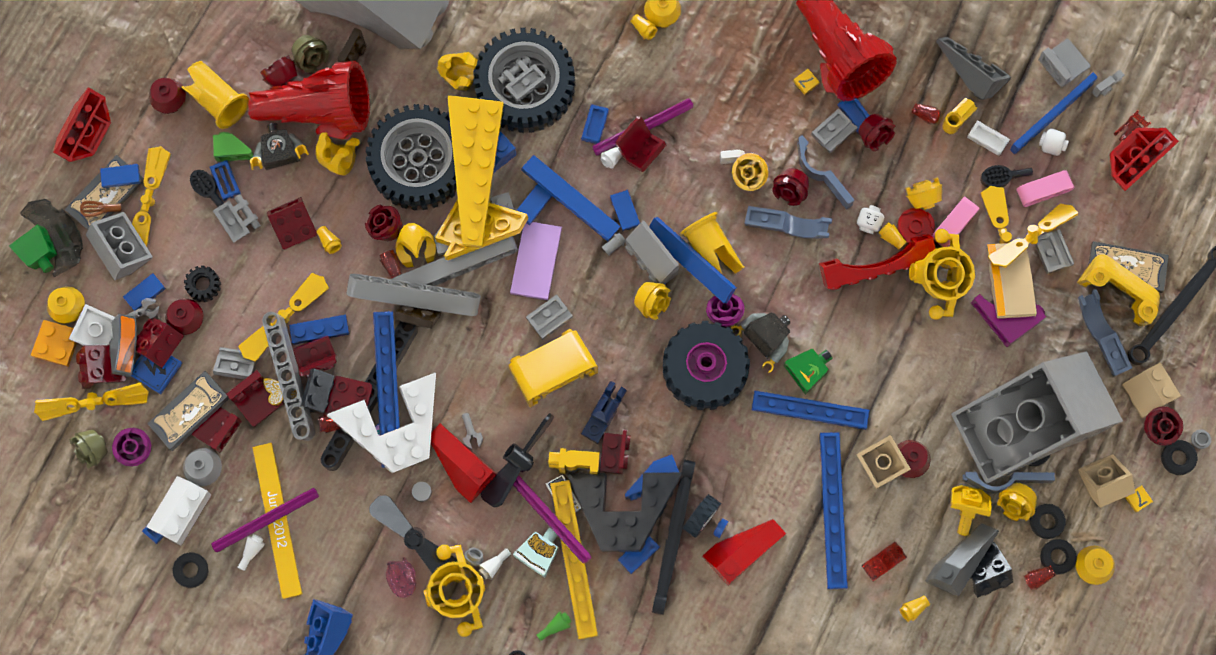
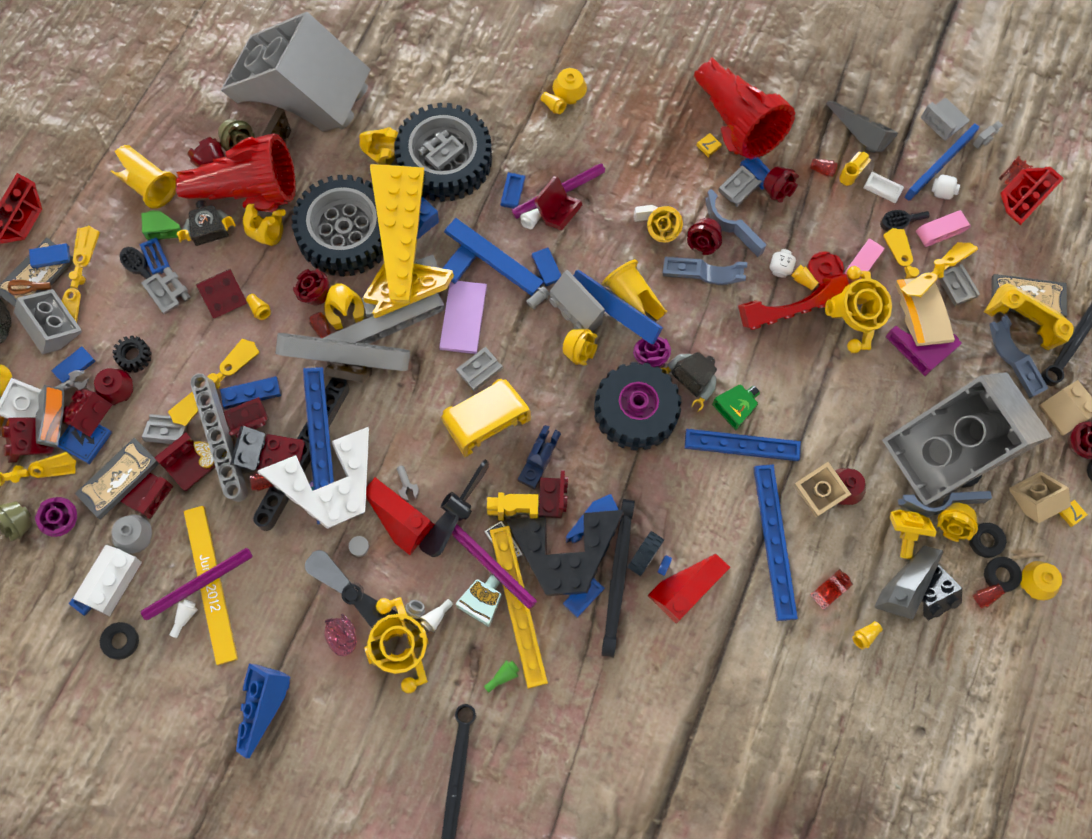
camera: 10 degrees left, 5 degrees down
(167, 95) = (96, 180): dark red cone -> none
(925, 194) = (832, 236): yellow cone -> none

